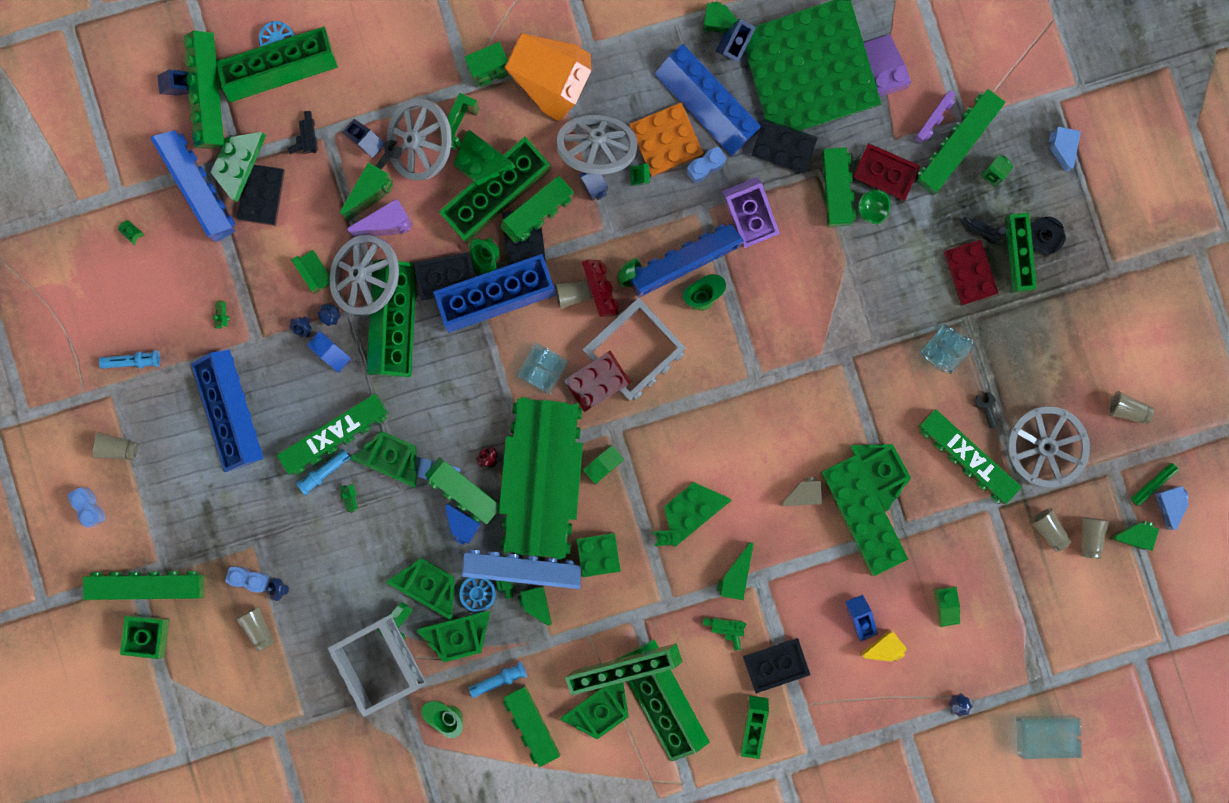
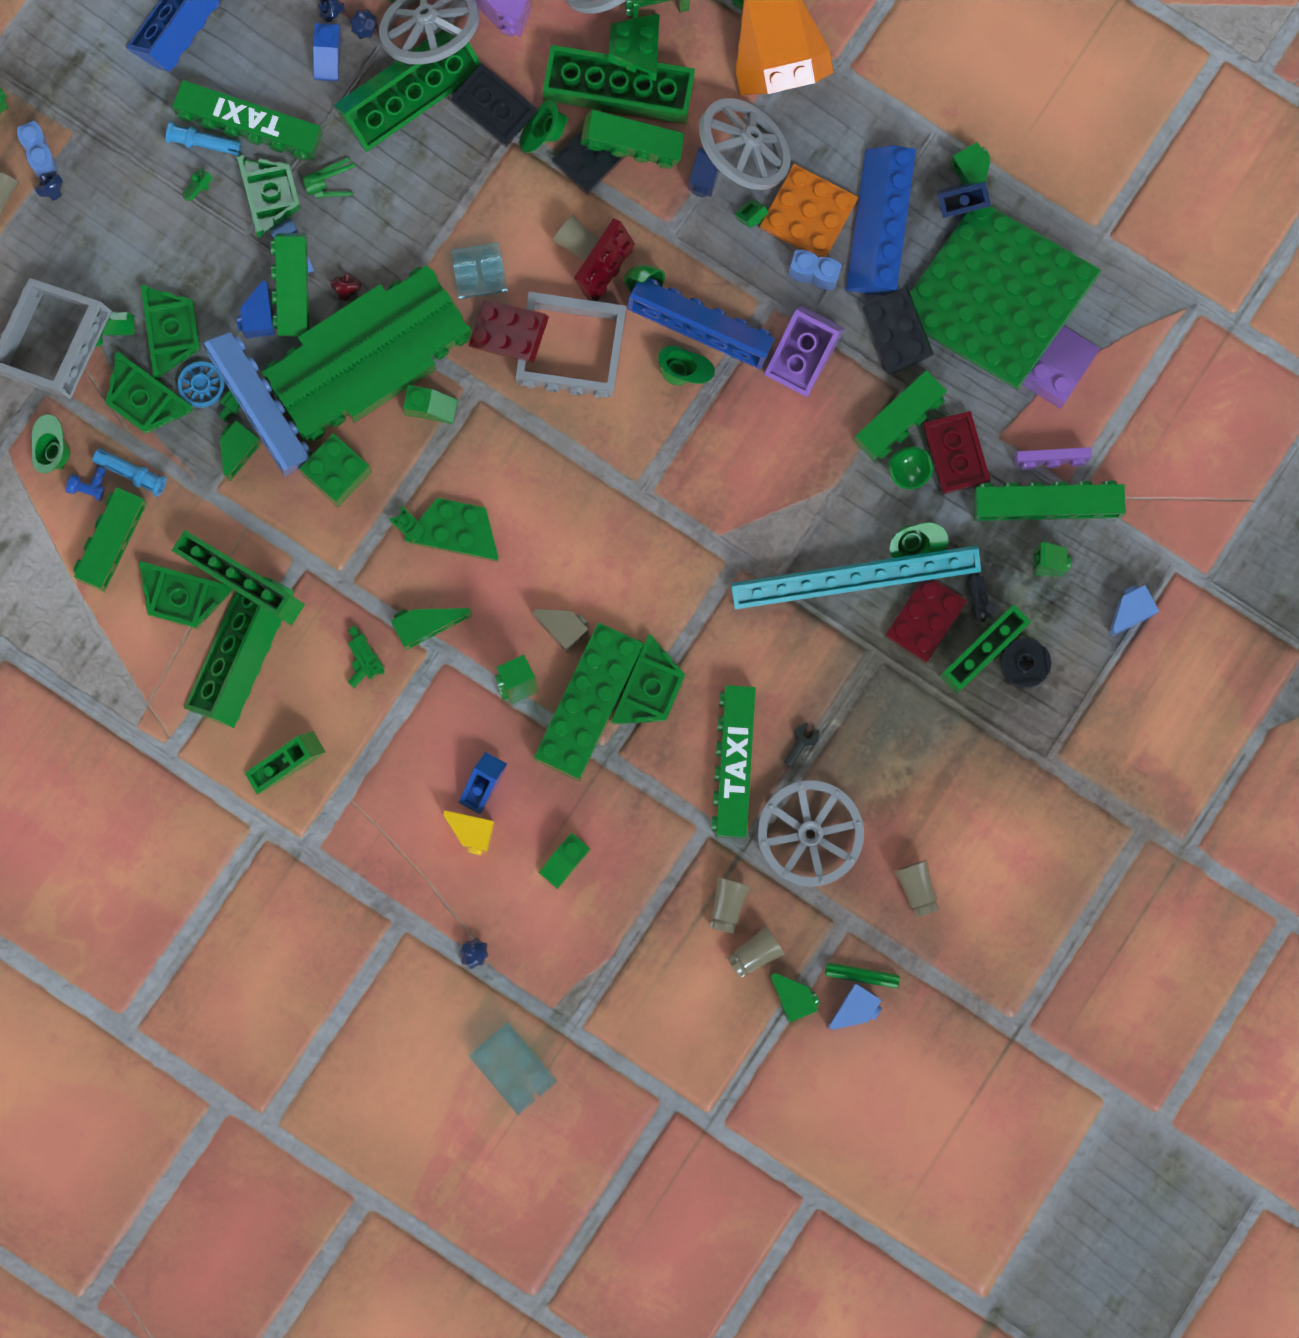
camera: 45 degrees right, 5 degrees down
(406, 423) = (316, 182): none -> green plant
(492, 710) = (94, 489): none -> blue piece
(494, 293) = (515, 164): blue slope -> none
(776, 665) = (365, 735): black plate -> none
(823, 551) = (516, 680): none -> green brick
(915, 294) = (856, 577): none -> teal plate
(924, 240) = (918, 539): none -> green piece
(947, 349) = (826, 652): clear light blue plate -> none

